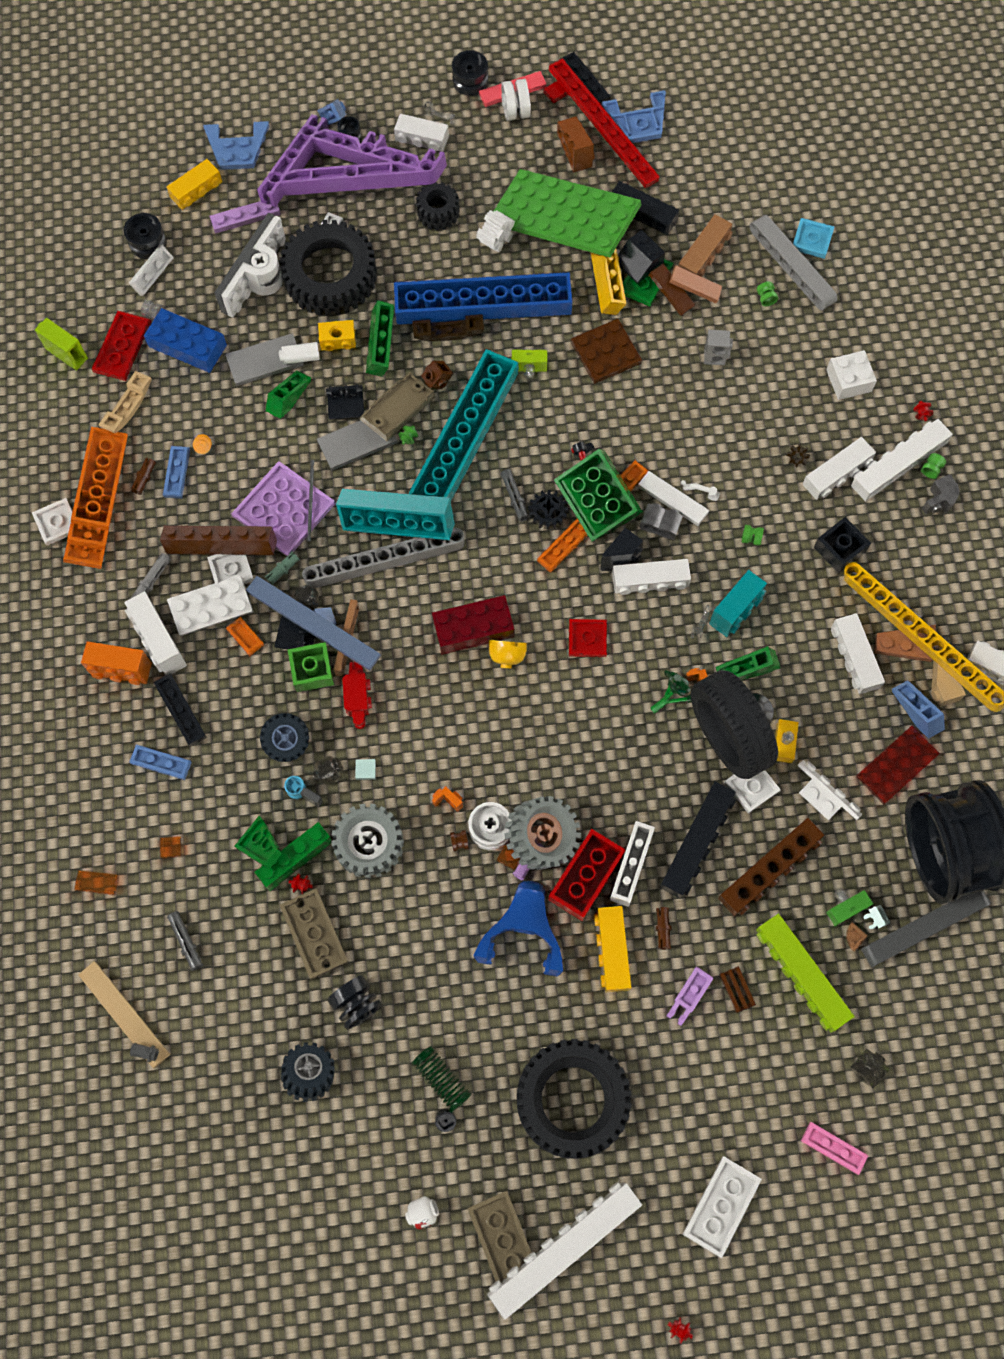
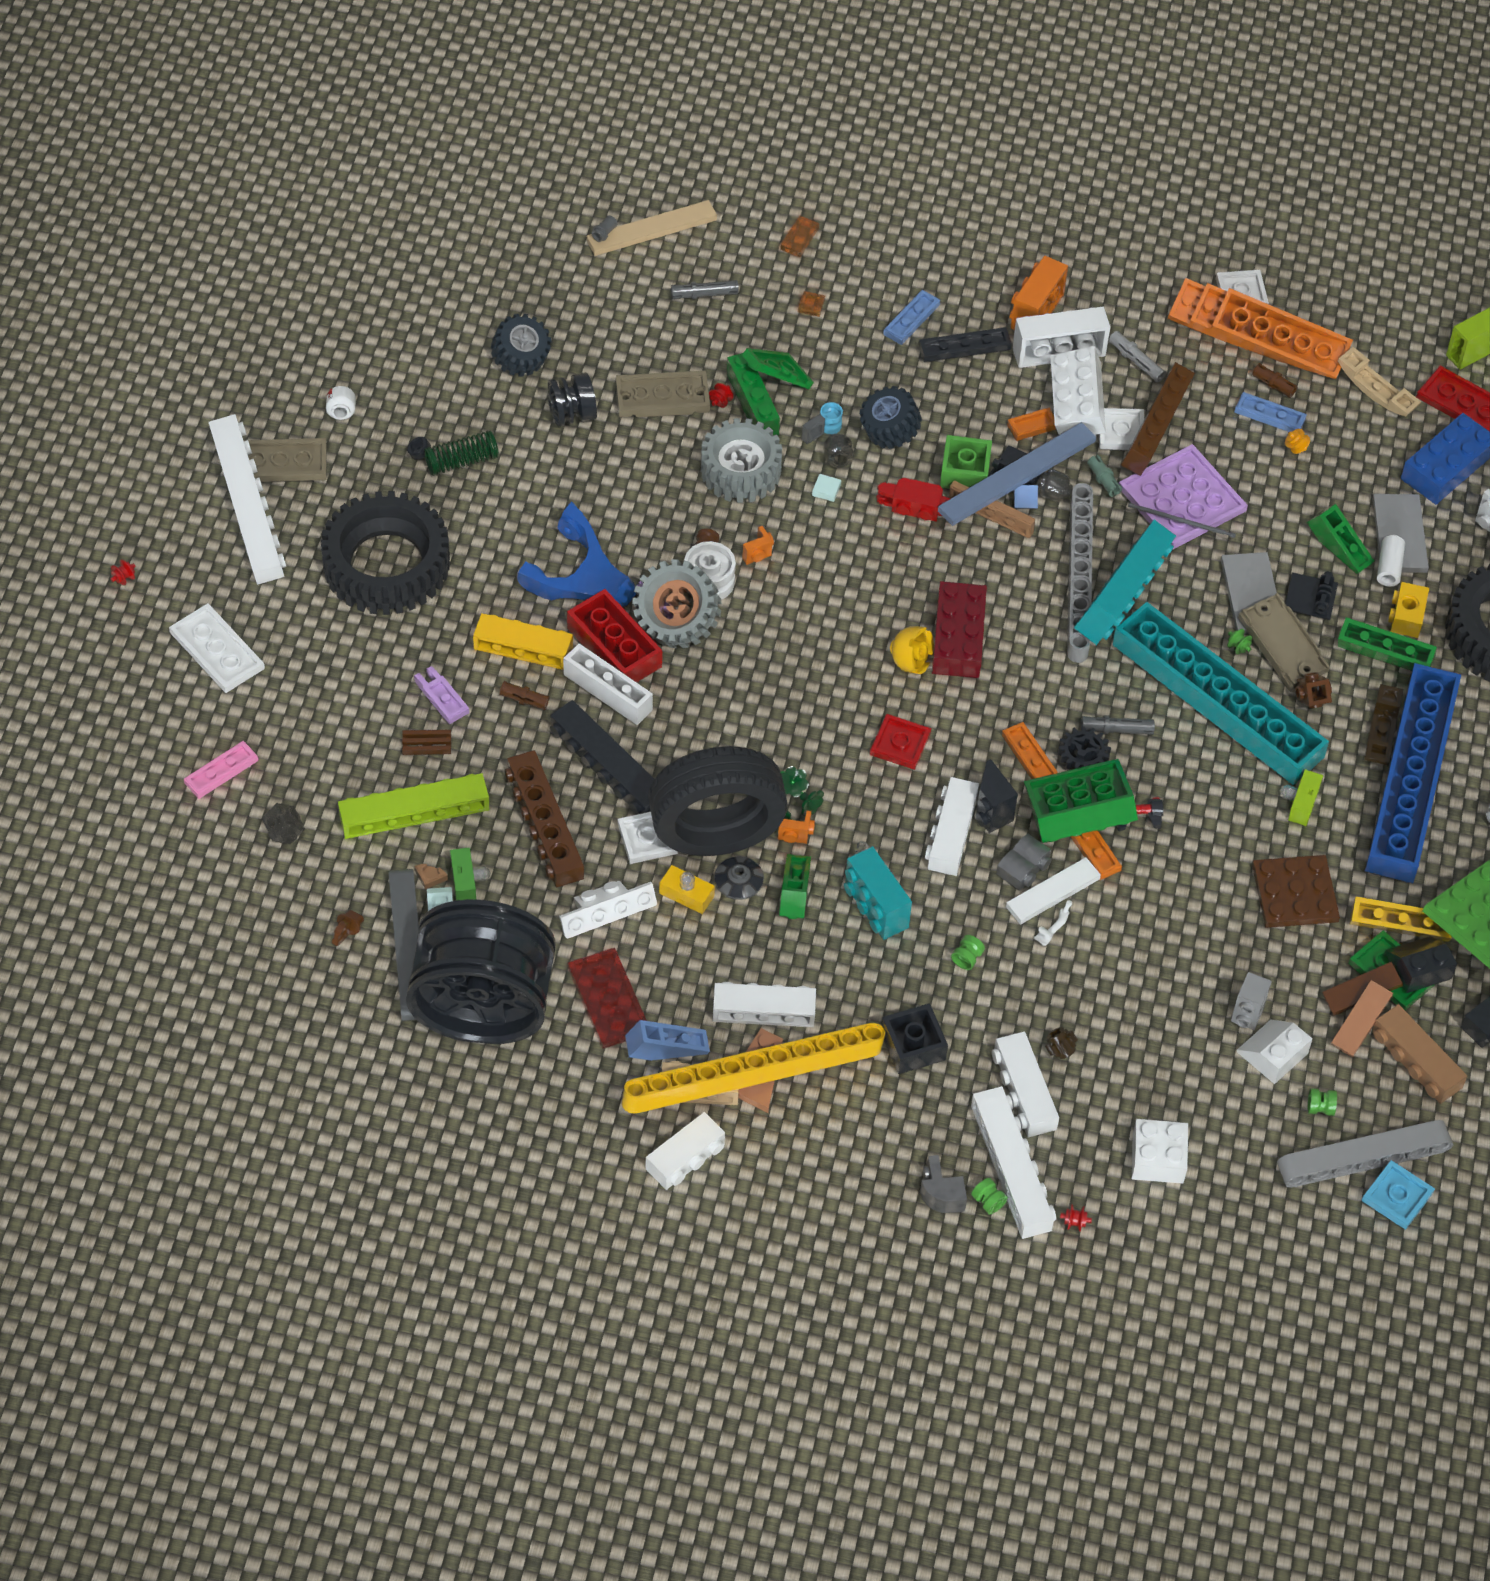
camera: 105 degrees right, 15 degrees down
(743, 328) = (1276, 1048): none -> white slope
(925, 980) = (347, 924): none -> reddish brown piece

